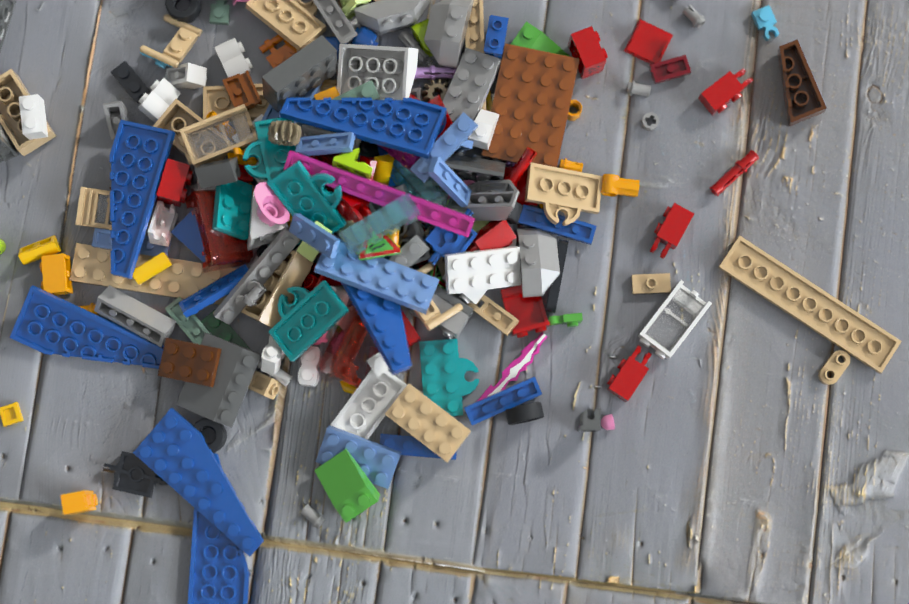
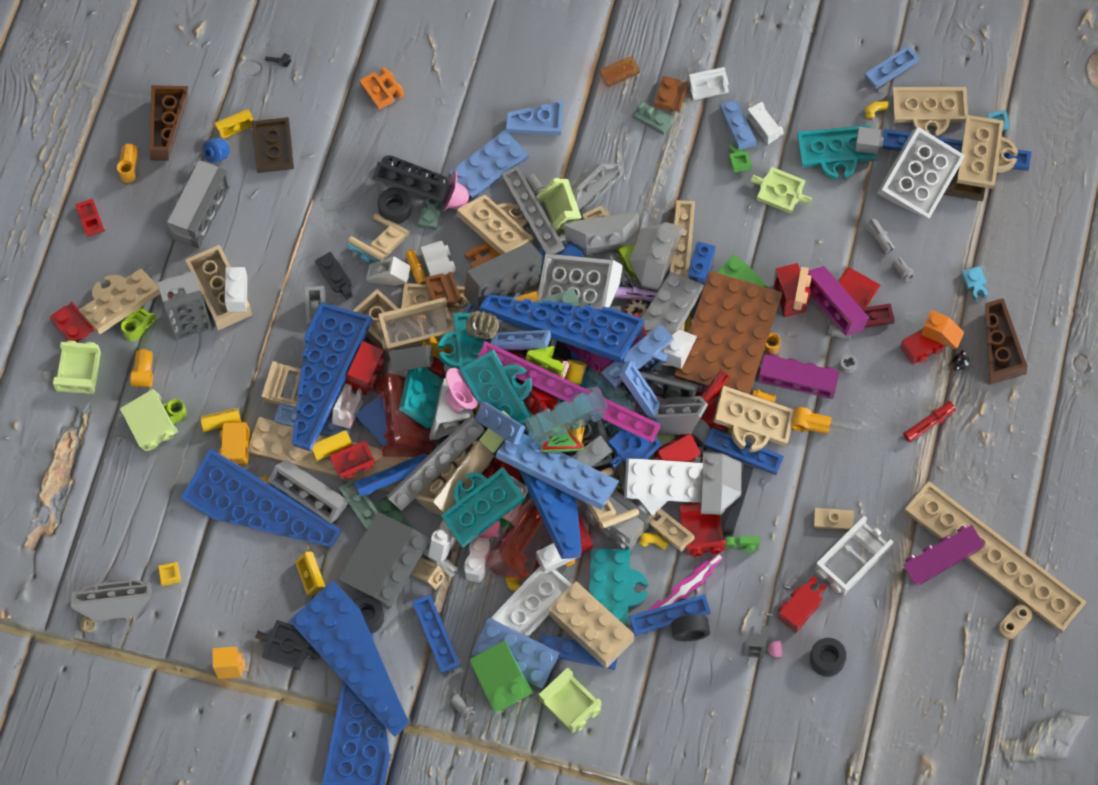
camera: 10 degrees right, 15 degrees down
(148, 399) = (310, 574): none -> yellow brick
(158, 99) = (357, 291): white brick -> none
(174, 280) = (352, 459): none -> red bracket
(189, 362) = (357, 538): reddish brown plate -> none
(212, 68) = (416, 267): none -> light orange axle
(254, 294) = (429, 481): light grey pin -> none
(278, 446) = (436, 634): none -> blue plate
(417, 499) = (569, 701): none -> yellowish green panel
(478, 323) = (647, 538): none -> yellow arm
(599, 62) = (801, 295): none -> light nougat plate
(603, 141) = (798, 376): none -> magenta brick
(632, 59) = (836, 302): none -> magenta brick
(670, 419) = (834, 646): none -> black tyre
(672, 228) = (861, 467): red hinge -> none
(740, 79) = (942, 329): none -> orange slope
(758, 107) = (960, 361): none -> black plate
(762, 312) = (944, 555): none -> magenta brick

